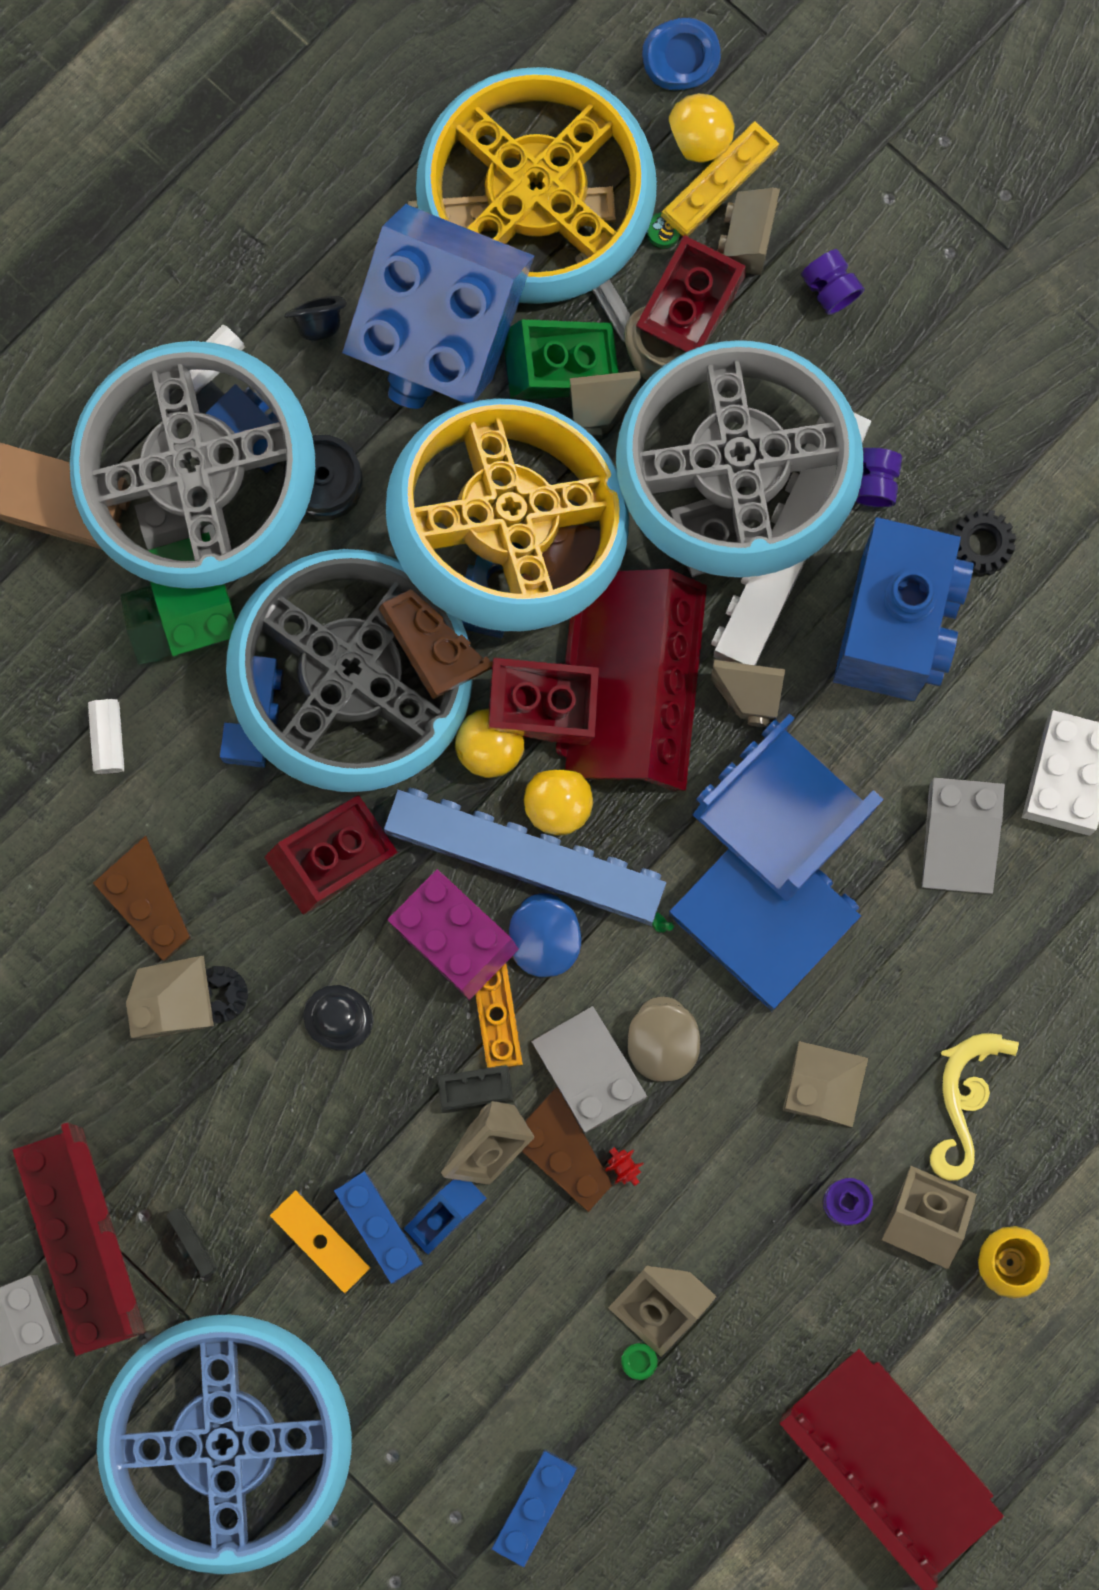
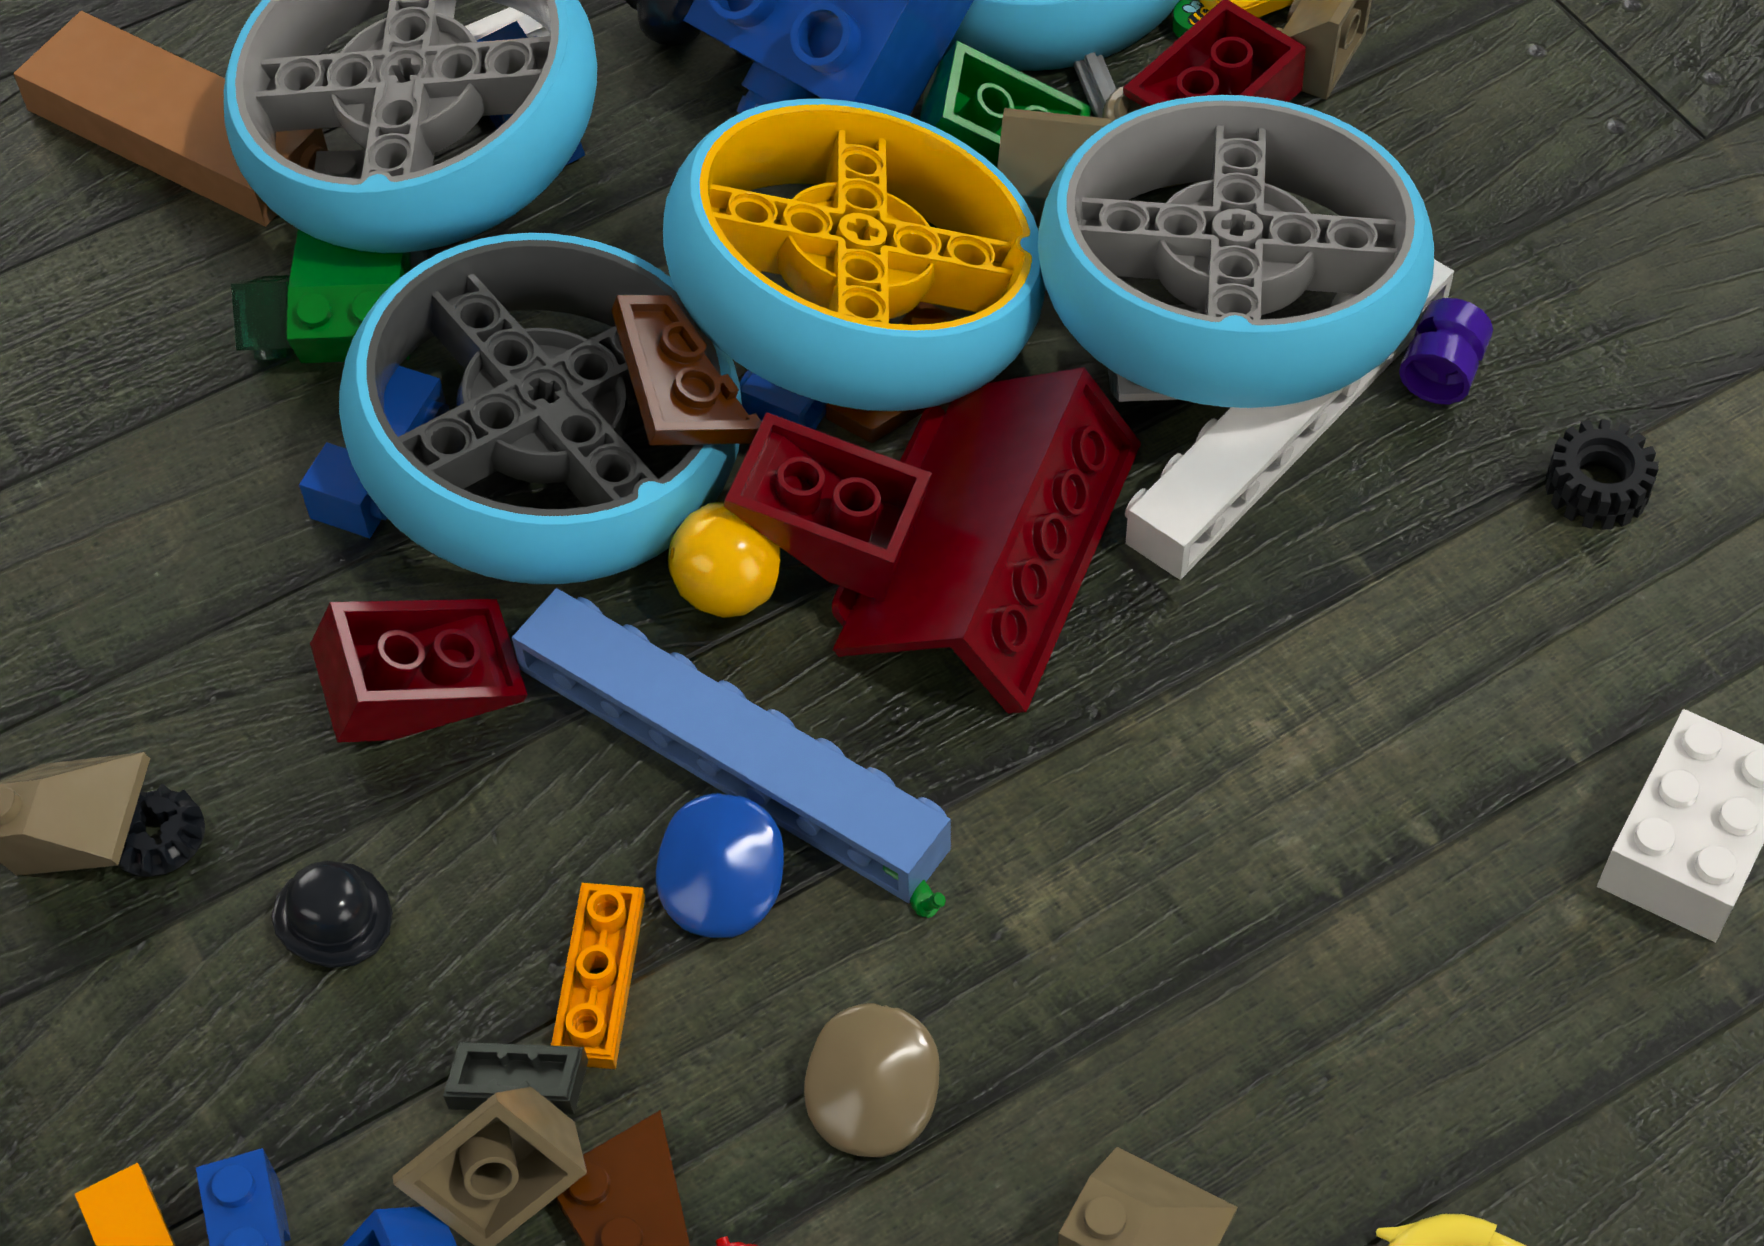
camera: 15 degrees right, 25 degrees down
(106, 736) = (147, 436): white axle -> none
(144, 899) = (102, 668): reddish brown wing -> none
(342, 488) = (610, 185): black wheel -> none
(453, 934) = (567, 817): magenta brick -> none
(558, 801) = (809, 665): yellow helmet -> none
(589, 1070) = (728, 1105): light grey slope -> none
(750, 690) = (1171, 573): dark tan slope -> none
(758, 933) = (1106, 917): blue panel -> none
(782, 810) = (1178, 756): panel -> none
(830, 278) = (1431, 109): dark purple wheel -> none
(897, 611) = (1448, 493): blue brick -> none
(962, 835) = (1488, 877): light grey slope -> none

